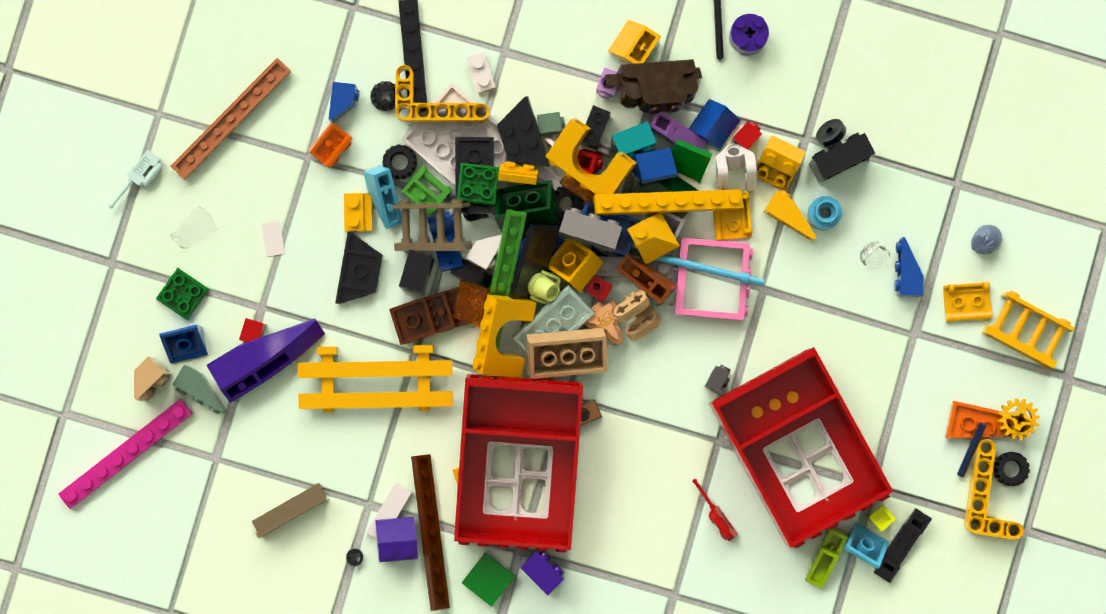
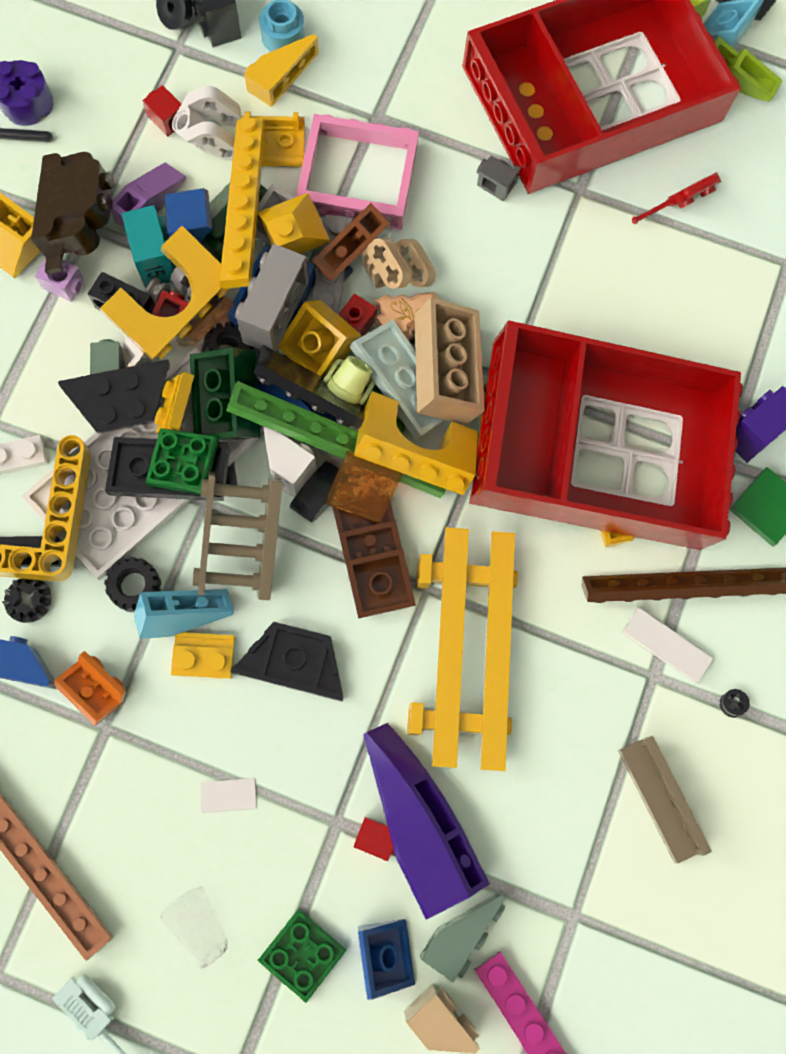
camera: 90 degrees left, 10 degrees down
(396, 539) = (714, 633): dark purple slope -> none
(416, 272) = (307, 567): black piece -> none
(421, 194) = (186, 555): bright green plate -> none
(447, 259) = (292, 524): blue door -> none
(690, 160) = (186, 171): green tile -> none
(714, 124) = (138, 149): blue slope -> none
(743, 277) = (361, 123): medium azure bar -> none
(779, 163) = (206, 65): yellow slope -> none

